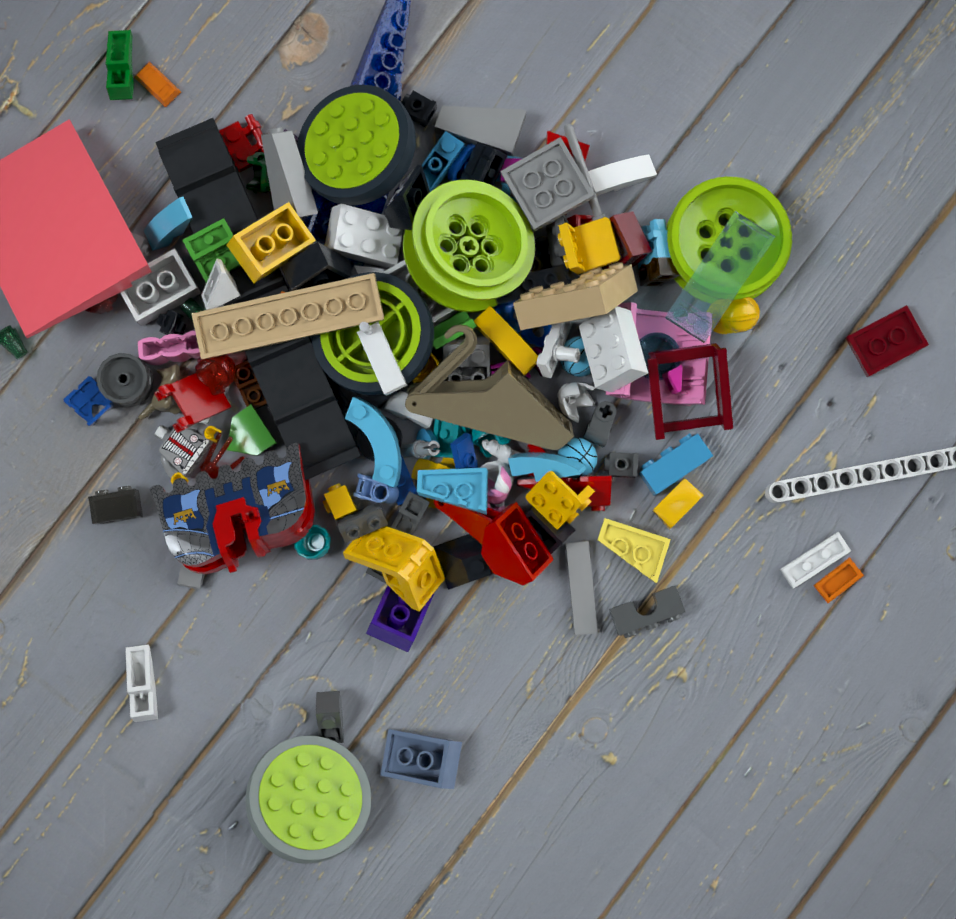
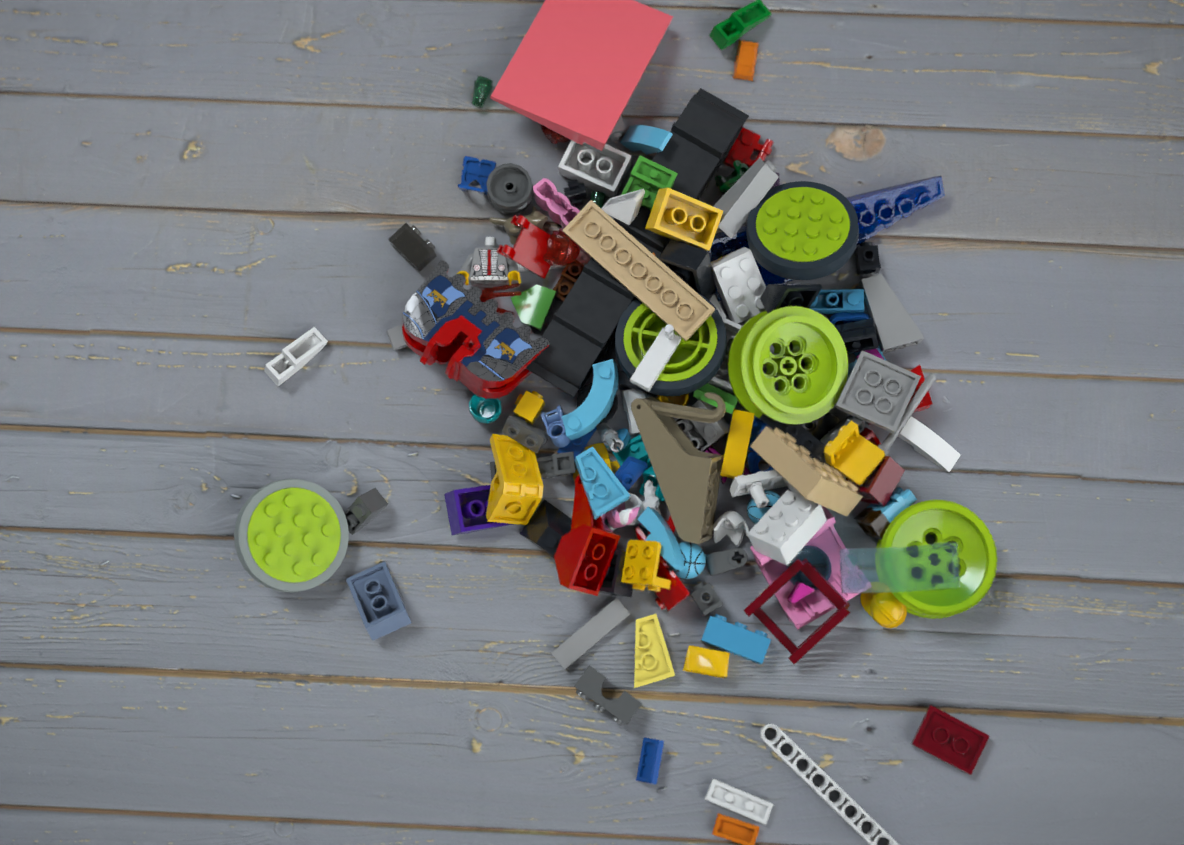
camera: 60 degrees right, 5 degrees down
(729, 613) = (650, 760): none -> blue plate

